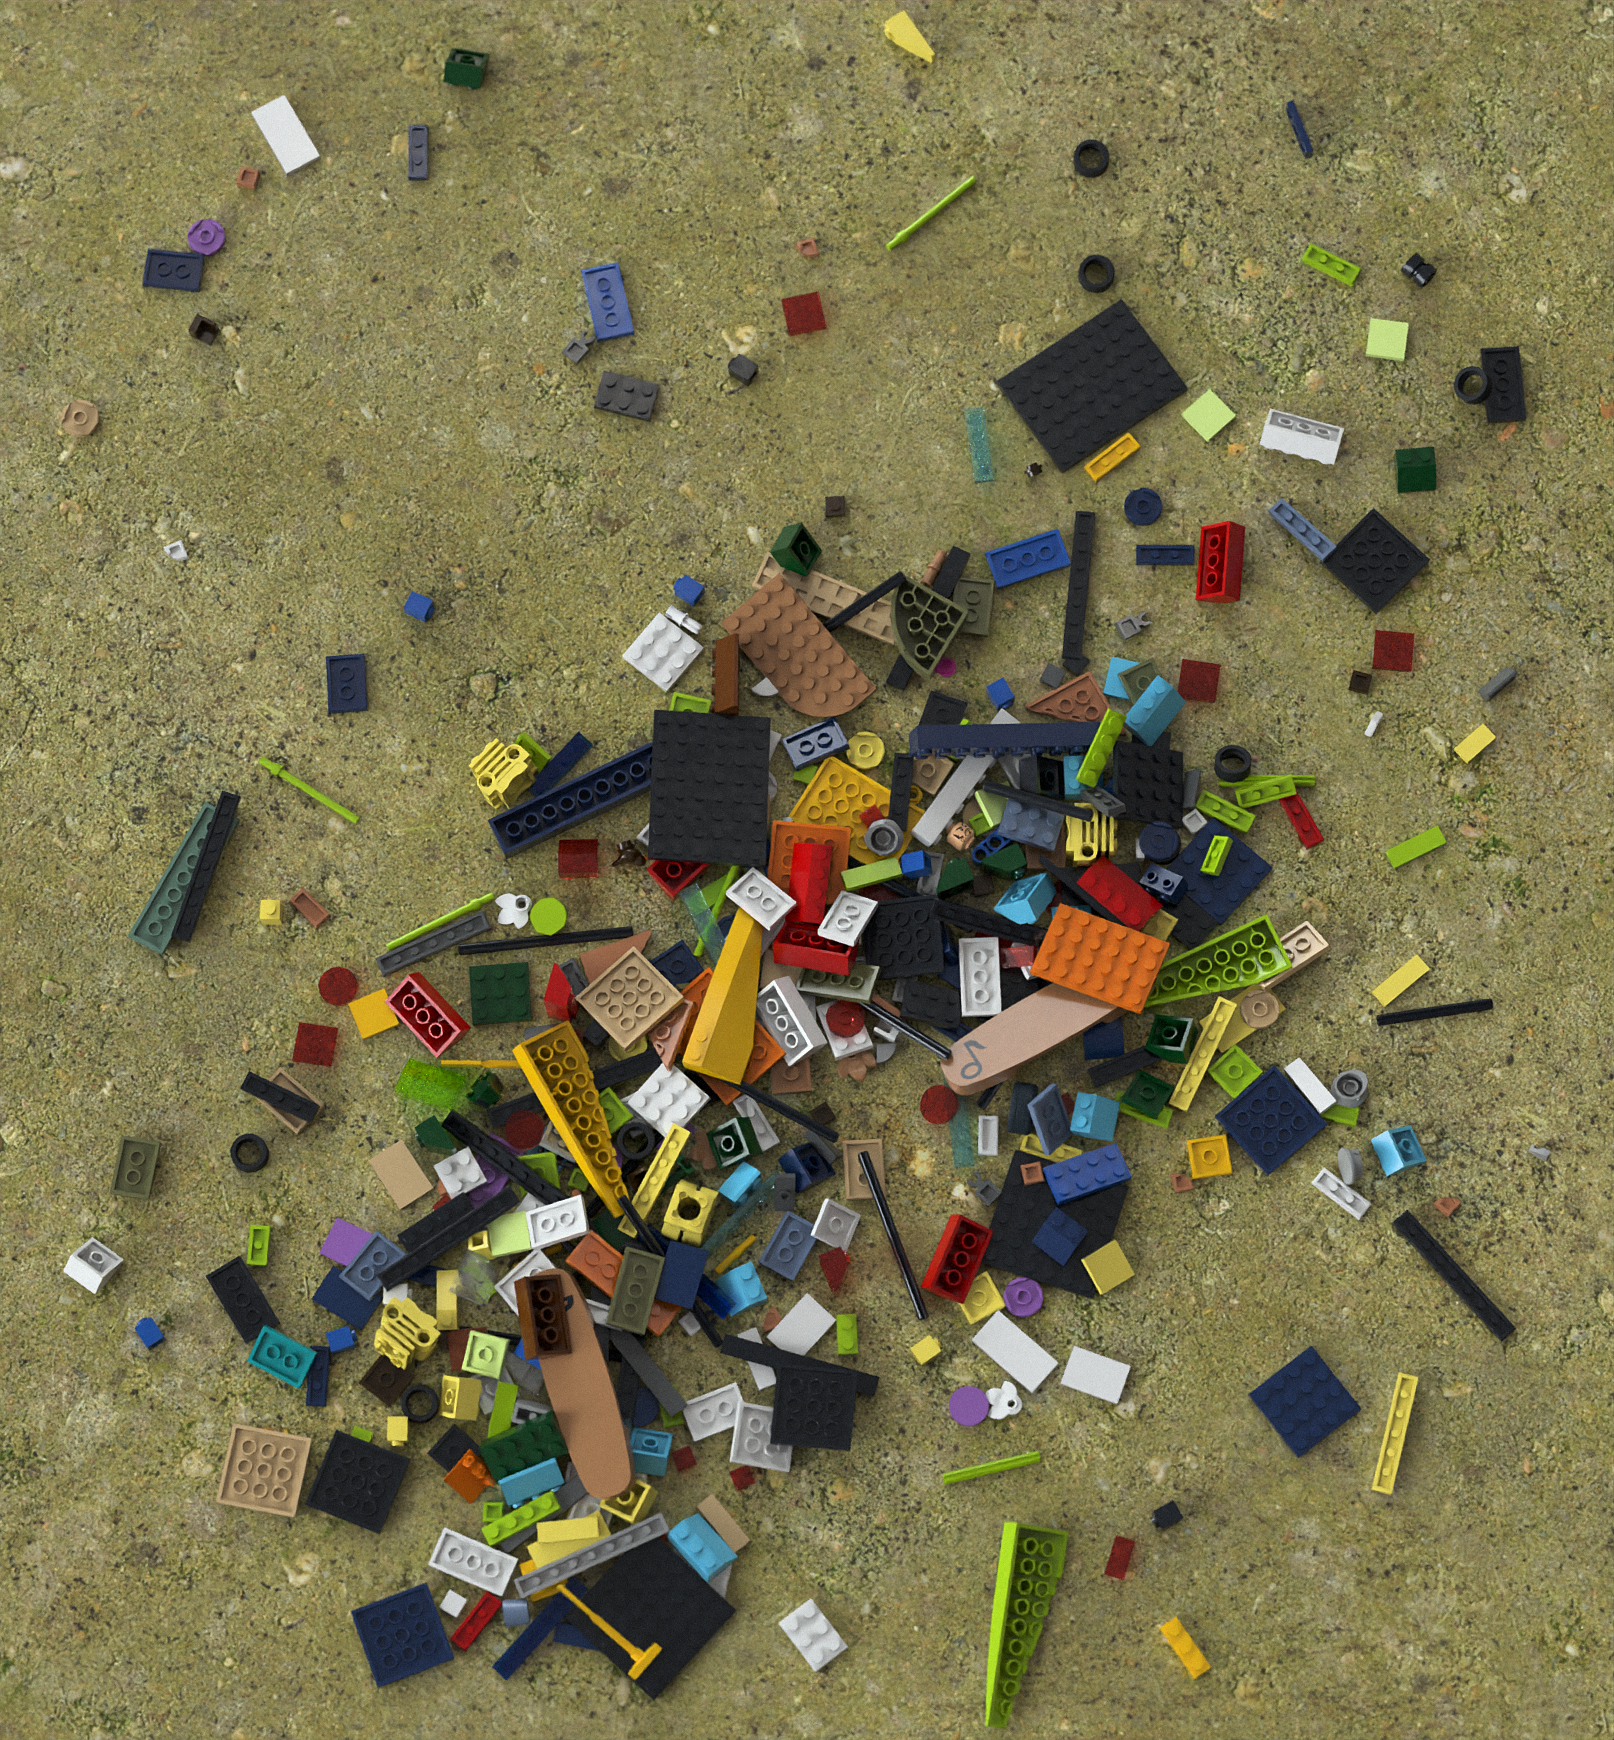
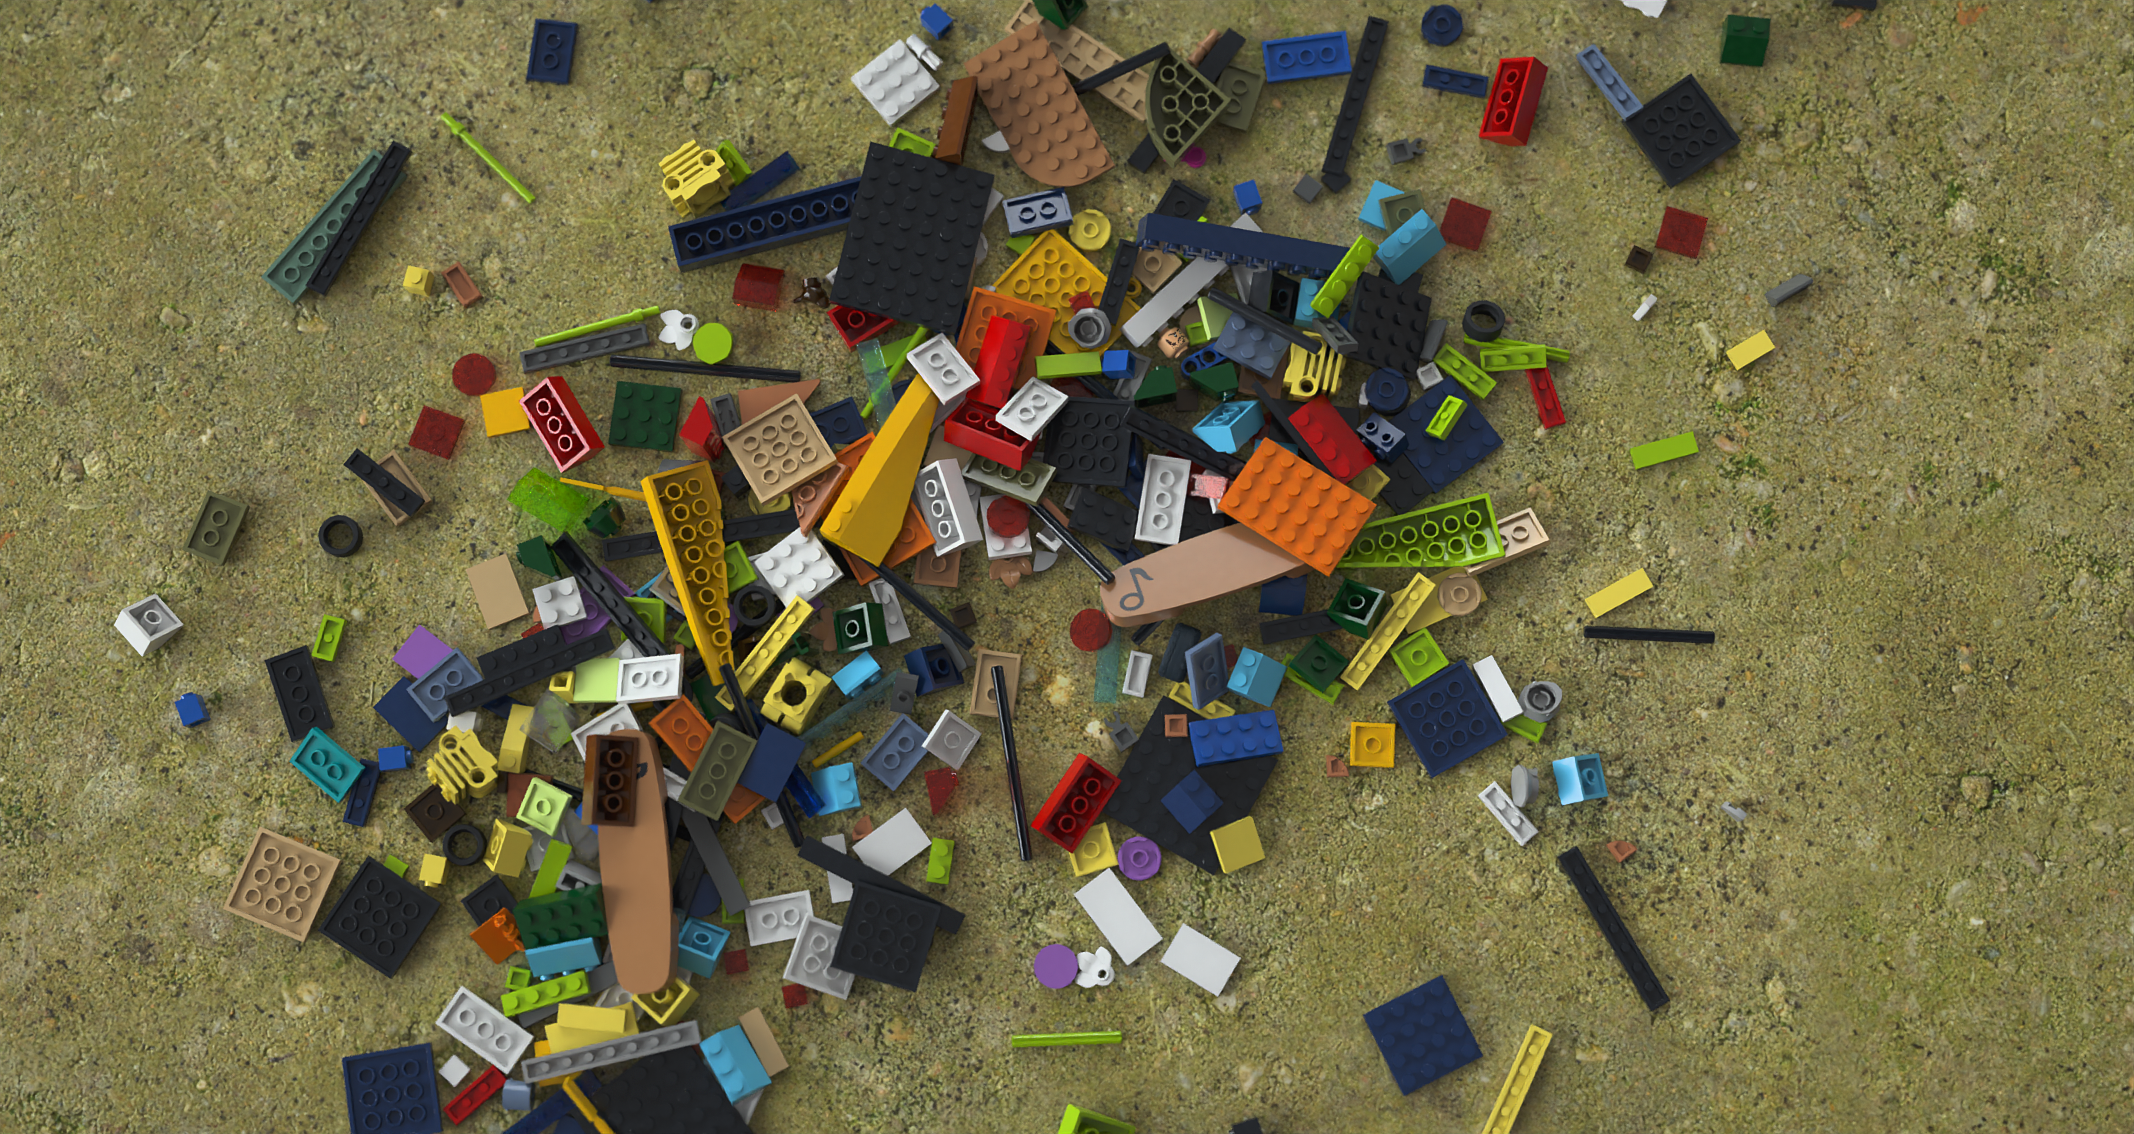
camera: 10 degrees right, 5 degrees up
(524, 1129) = (638, 569): clear red tile -> none
(926, 1350) = (1022, 896): light yellow brick -> none
(1074, 702) = (1325, 221): nougat tile -> none

